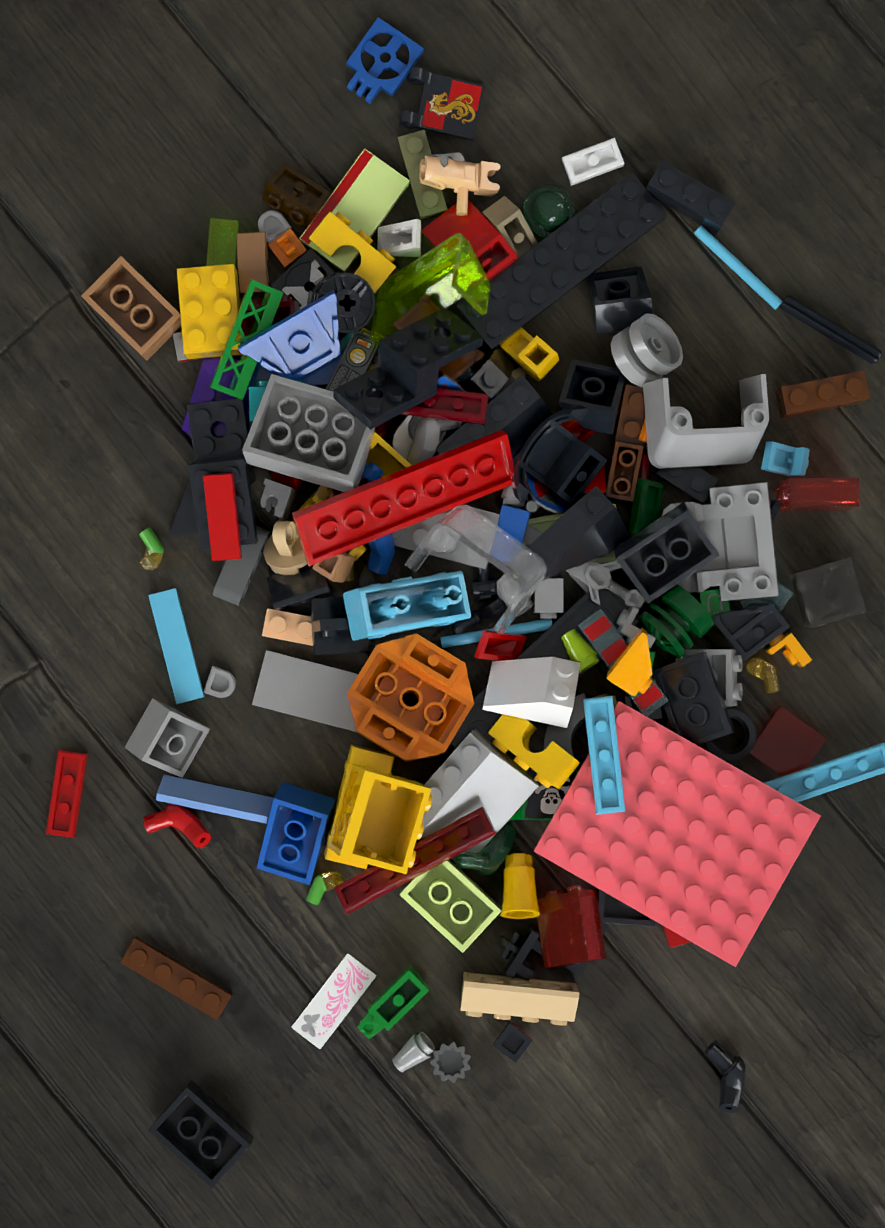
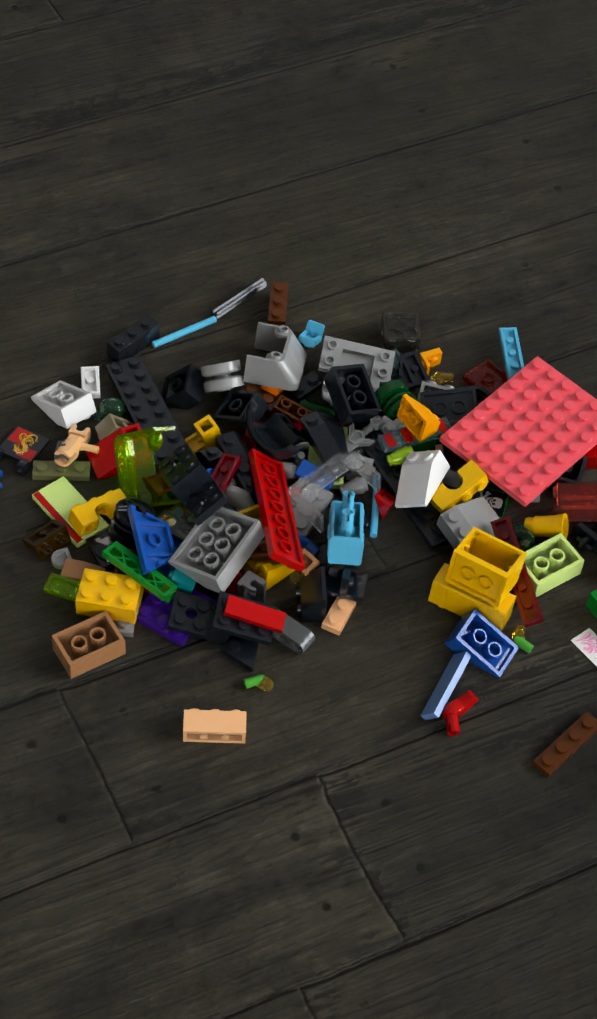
camera: 85 degrees left, 35 degrees down
(64, 510) = (214, 726): none -> light nougat brick
(66, 793) = (418, 780): red tile -> none
(166, 738) = (394, 704): light grey slope -> none
(176, 646) = (331, 685): medium azure tile -> none
(220, 683) = (364, 666): light grey tile -> none
(284, 550) = (286, 593): tan tile -> none
(287, 248) = (81, 552): orange tile -> none
(305, 690) = (386, 613): light grey tile -> none
(401, 238) = (101, 482): white slope -> none
(415, 668) = (405, 547): orange piece -> none
(539, 137) = (65, 403): none -> white slope
(604, 755) = (473, 447): medium azure tile -> none
(818, 494) = (340, 316): clear red brick -> none

